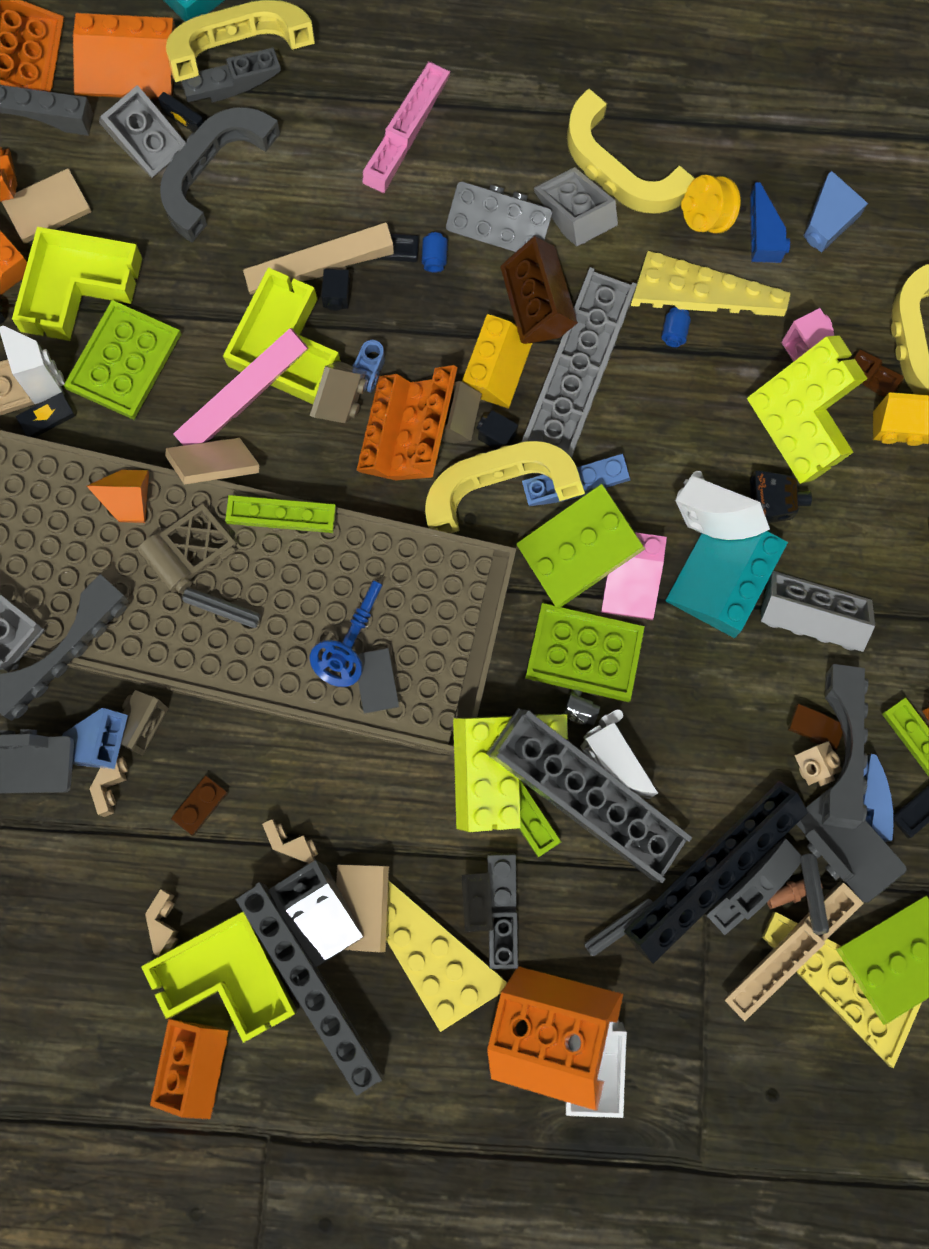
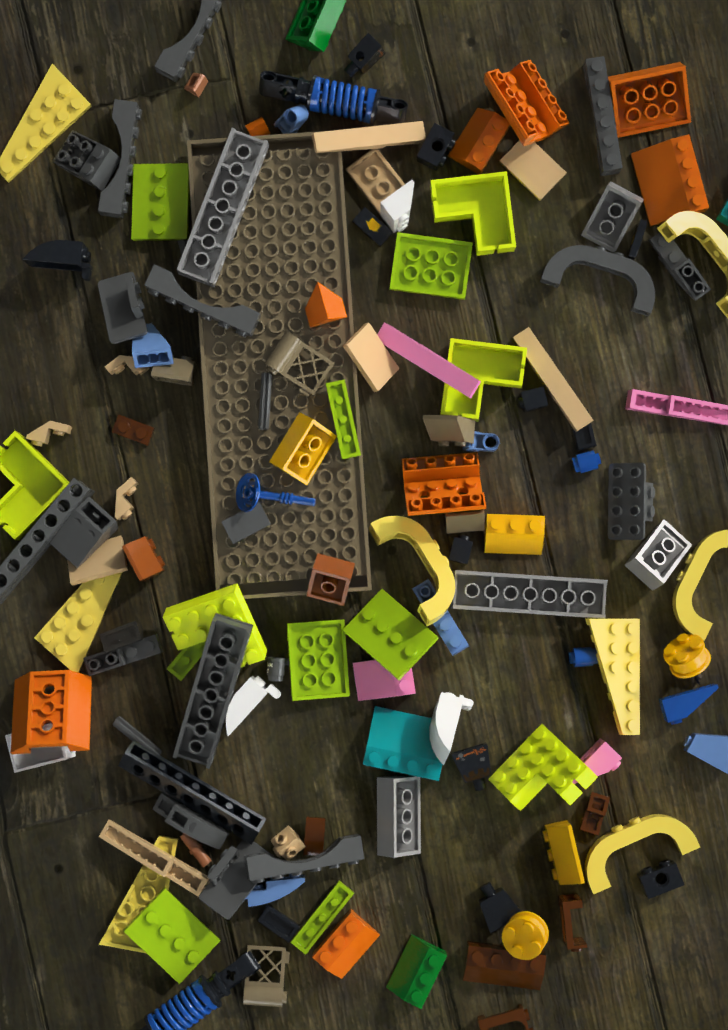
camera: 80 degrees right, 10 degrees up
(300, 576) = (303, 448): none -> yellow slope
(378, 840) = (144, 558): none -> dark orange slope
(487, 592) = (330, 579): none -> dark orange slope
(538, 292) = (574, 548): reddish brown slope -> none
(814, 894) = (194, 862): dark grey axle -> none

